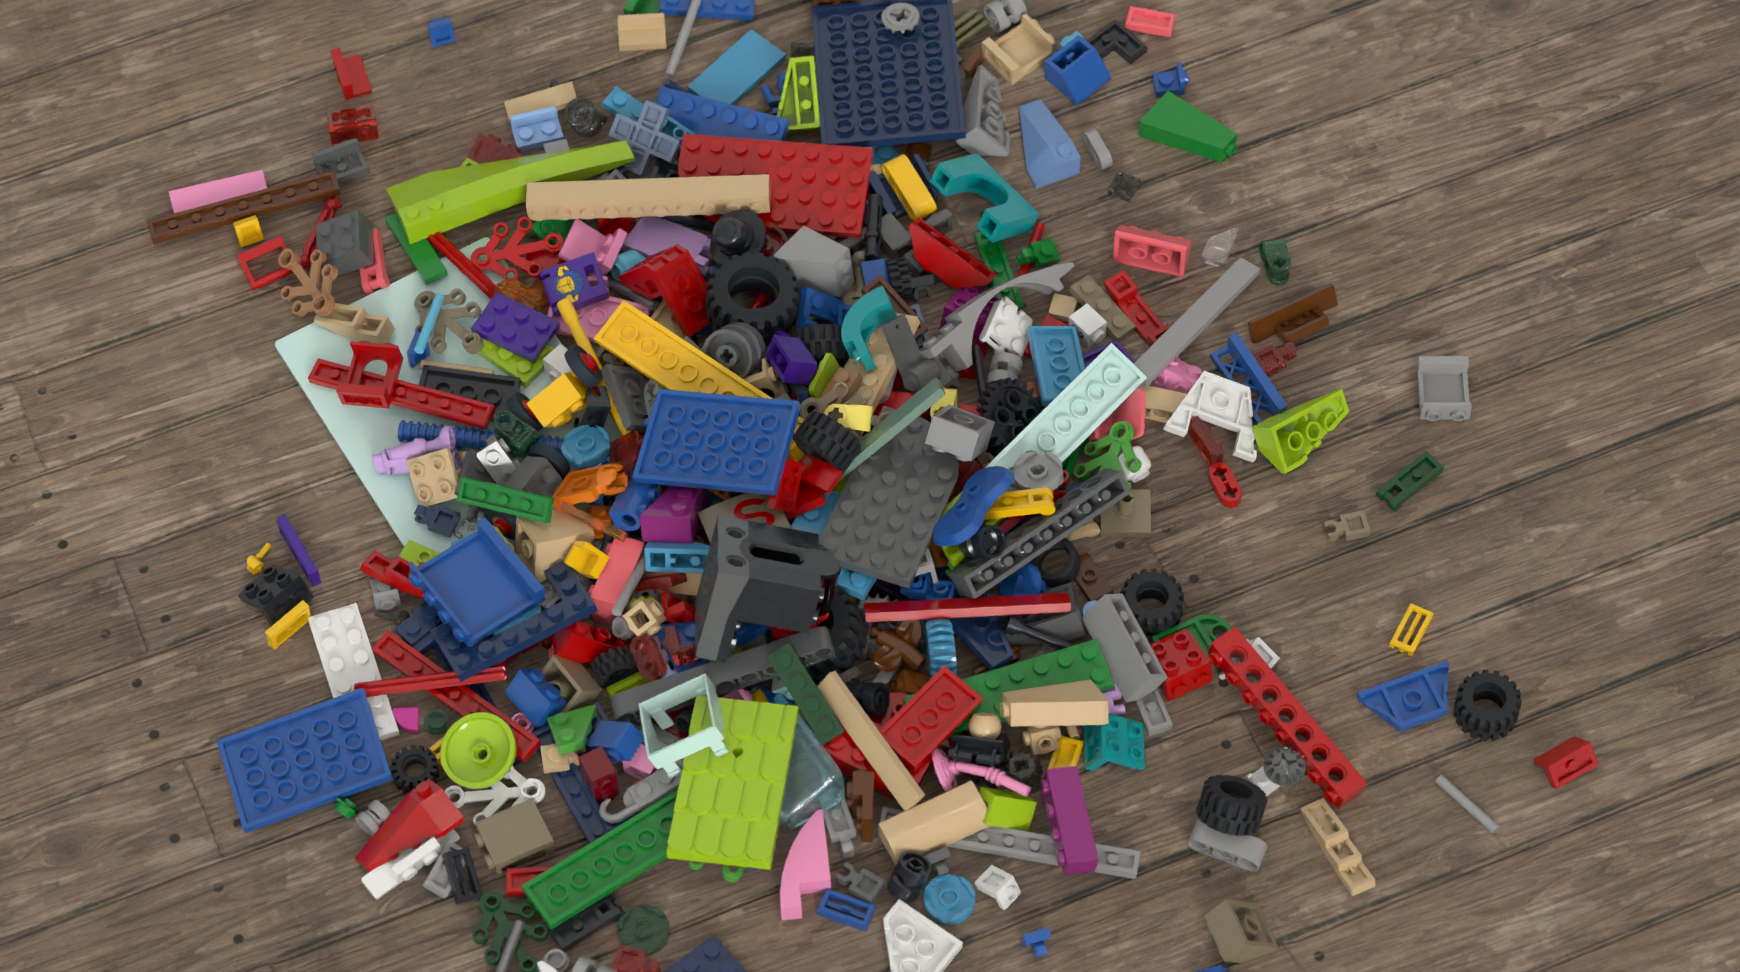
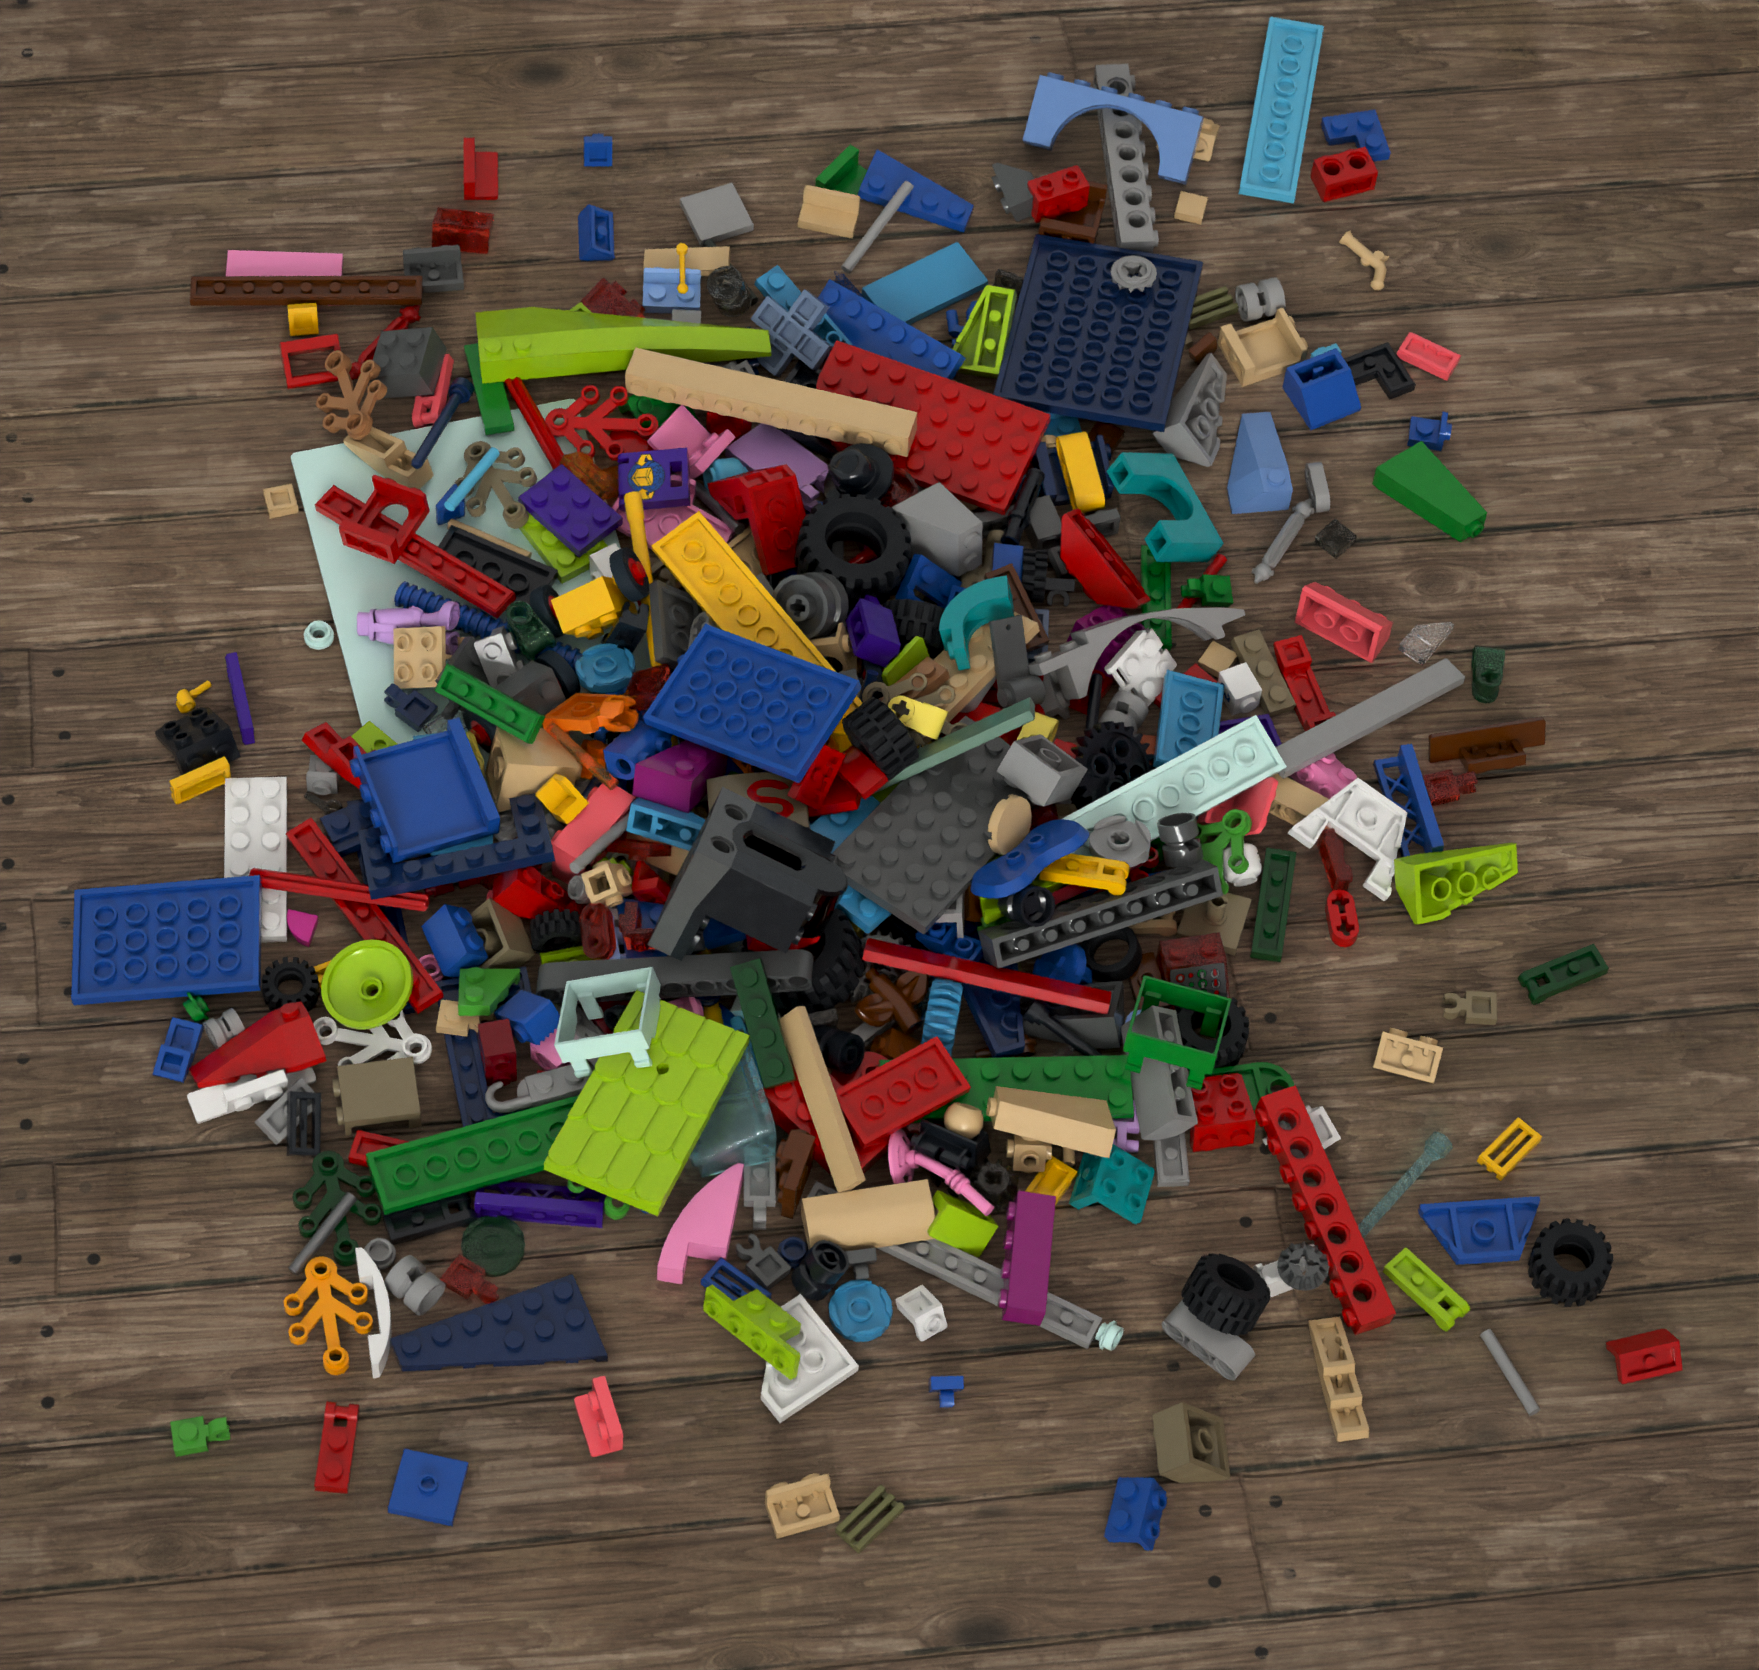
camera: 10 degrees right, 0 degrees up
(277, 382) = (280, 501): none -> tan tile
(341, 477) = (318, 628): none -> light aqua plate
(341, 845) = (178, 1050): none -> blue slope
(393, 256) = (459, 392): none -> dark blue piece
(436, 722) = (333, 938): clear green plate -> none
(460, 99) = (595, 234): none -> blue slope
(535, 94) = (682, 250): none -> yellow hinge
(552, 57) = (716, 214): none -> light grey tile
(672, 889) = (541, 1208): none -> dark purple fence
(875, 933) = (758, 1325): none -> lime bracket
(882, 867) = (793, 1251): none -> dark blue plate
(948, 482) = (1009, 824): none -> tan tile
(1083, 199) = (1282, 541): none -> light grey wheel
(1084, 460) = (1180, 839): none -> dark grey wheel
(1108, 628) = (1196, 1060): none -> green piece
(1122, 555) = (1194, 963): none -> clear red slope
(1149, 863) = (1109, 1335): none -> light aqua plate
(1168, 489) = (1273, 904): none -> dark green plate
(1311, 579) = (1408, 1056): none -> tan bracket
(1355, 645) = (1436, 1147): none -> clear light blue piece
(1382, 757) = (1426, 1288): none -> lime plate
(1443, 388) = (1638, 875): light grey panel -> none

